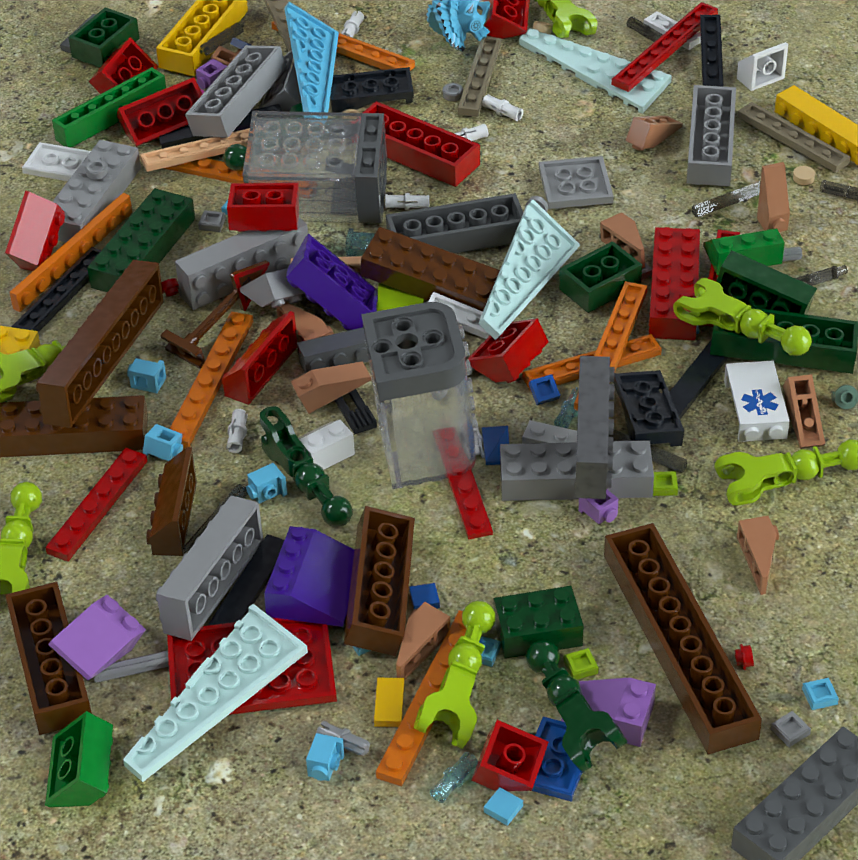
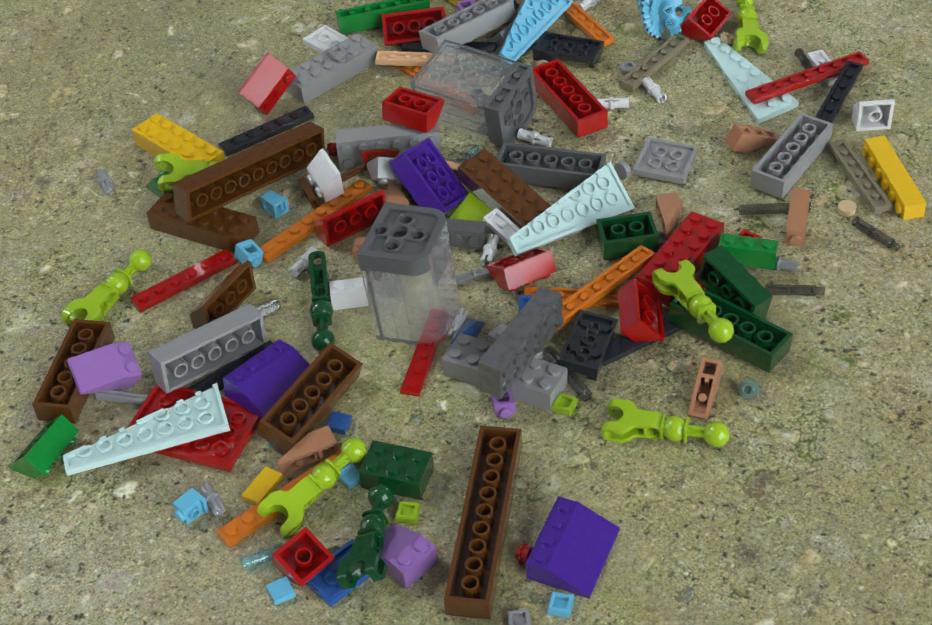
camera: 30 degrees right, 0 degrees up
(70, 252) = (286, 105): orange plate -> none
(143, 237) = (341, 108): dark green brick -> none
(203, 318) = (324, 177): none -> white slope
(266, 483) = (292, 304): medium azure brick -> none
(678, 355) = (640, 312): none -> red slope
(757, 400) = (674, 367): white panel -> none
(757, 542) = (595, 477): nougat slope -> none
(789, 630) = (571, 548): none -> dark purple slope

